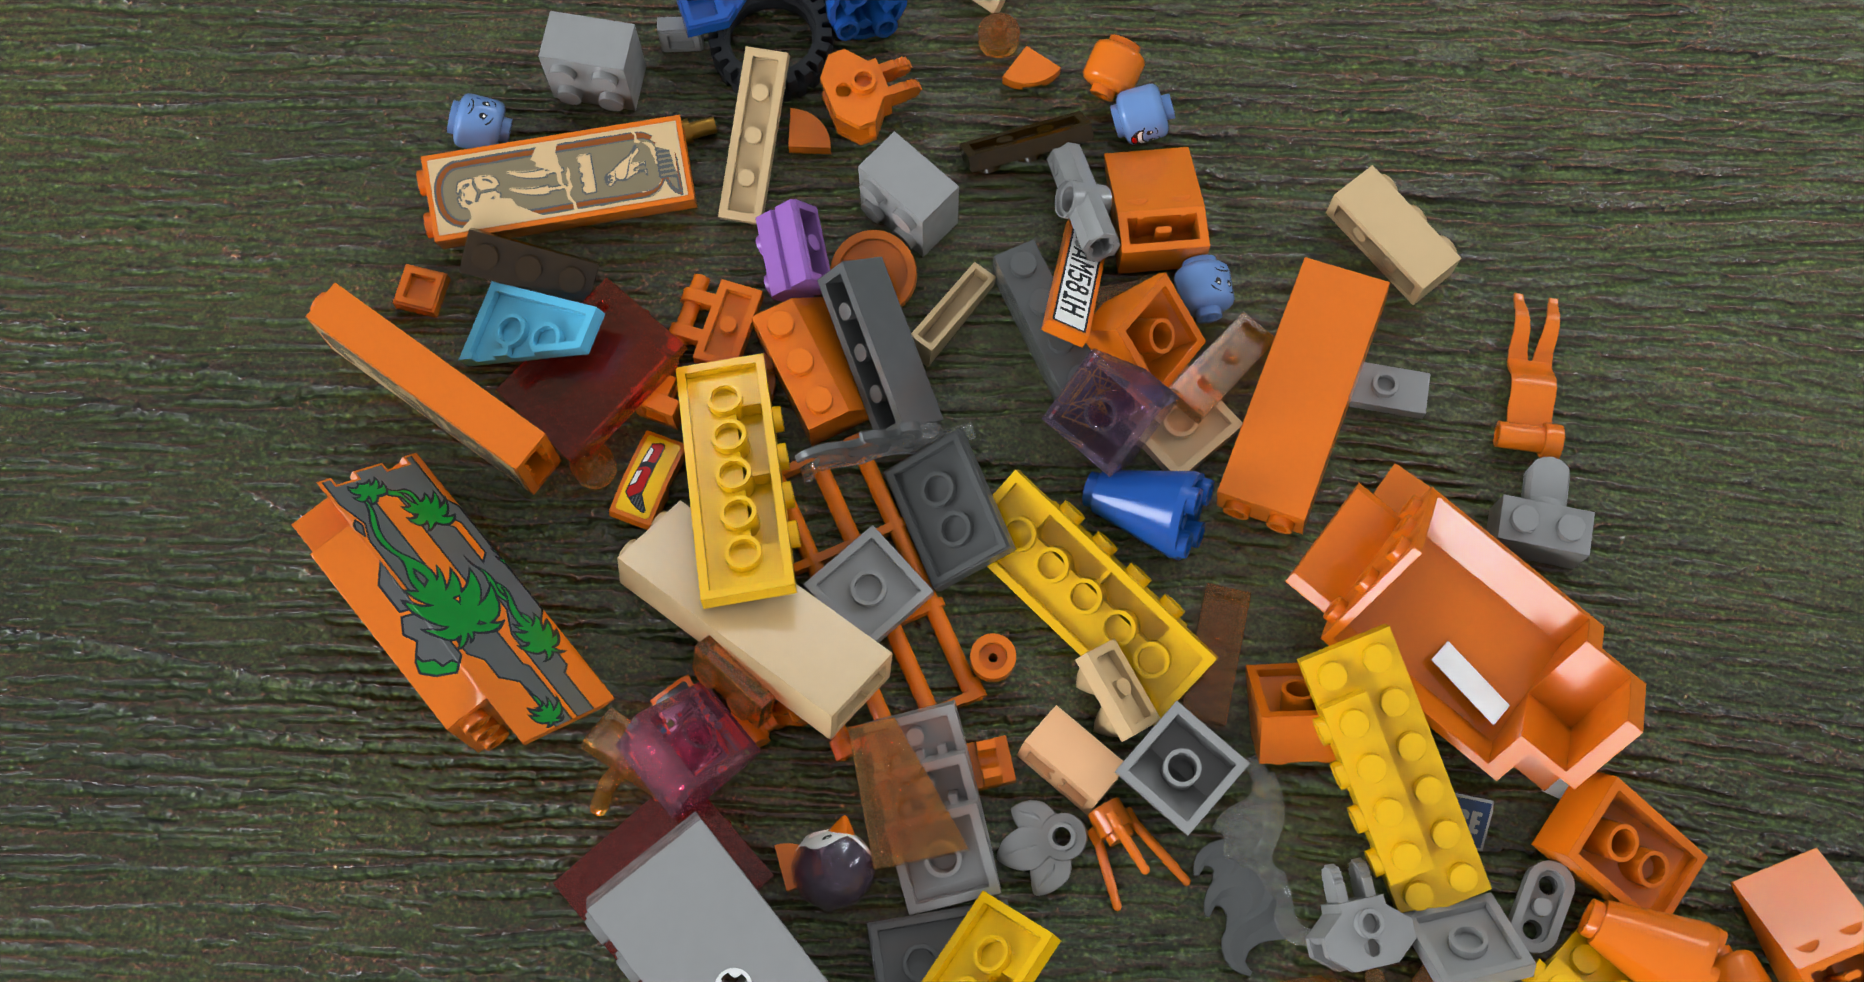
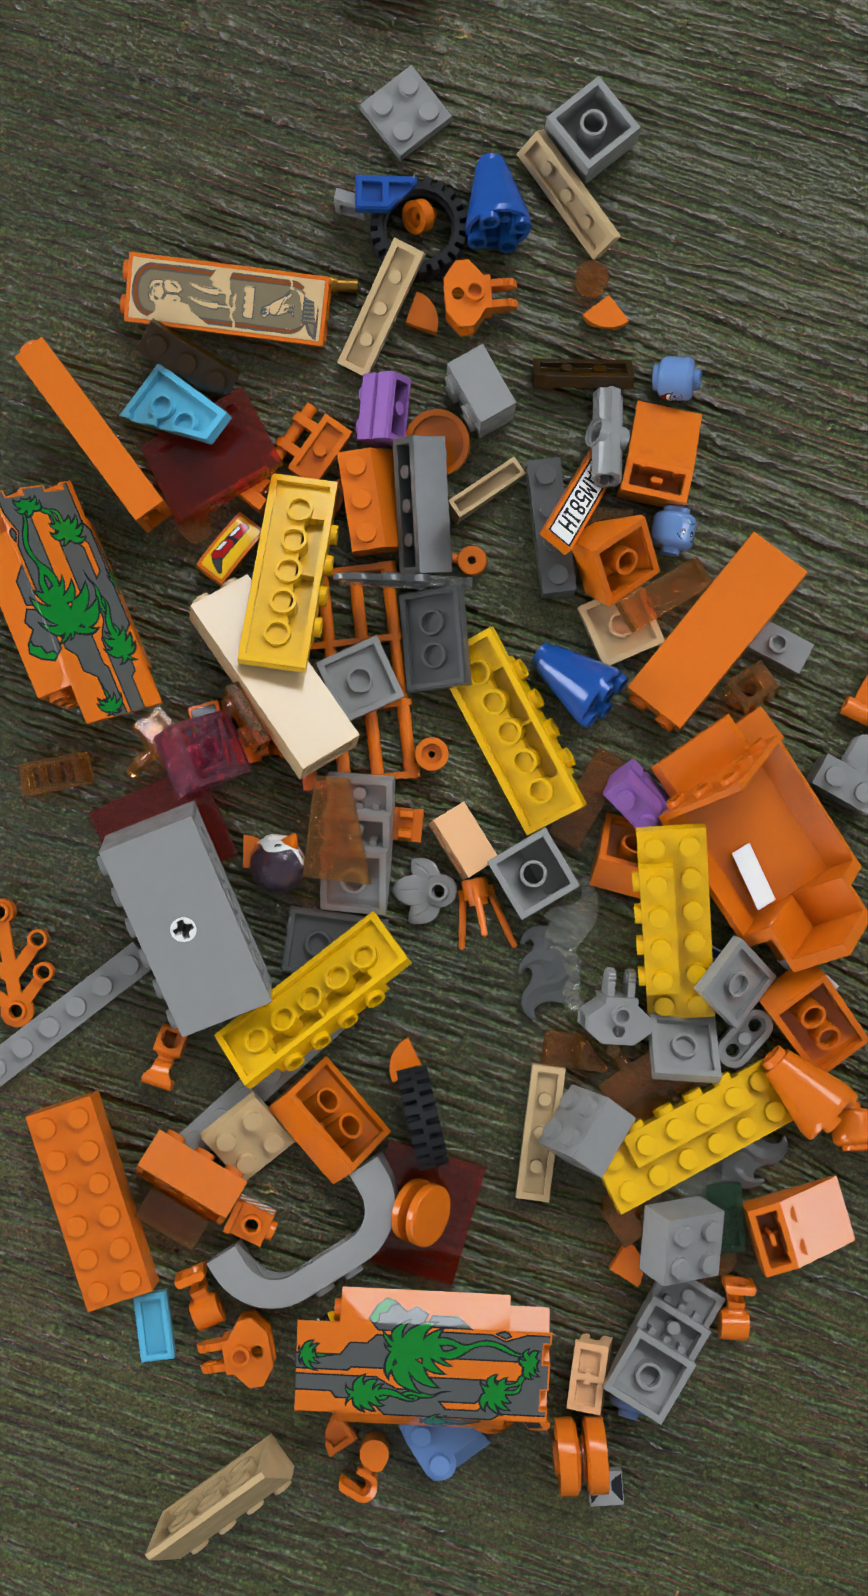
camera: 15 degrees right, 15 degrees up
(421, 291) = (106, 352): orange tile -> none
(478, 122) = (181, 232): medium blue head -> none
(529, 827) = (76, 769): none -> clear orange slope
(592, 61) = (278, 210): light grey brick -> none
(766, 24) = (418, 216): none -> orange tile
(957, 412) = (464, 566): none -> orange piece
(1110, 410) = (570, 606): slope -> none
(1113, 67) = (668, 334): orange head -> none
(1122, 698) = (509, 806): tan tile -> none
(1279, 624) = (636, 795): none -> medium lavender brick
(1378, 434) = (754, 676): none -> clear orange brick
(1393, 234) = (827, 531): tan brick -> none
(1502, 829) = (735, 982): none -> light grey plate

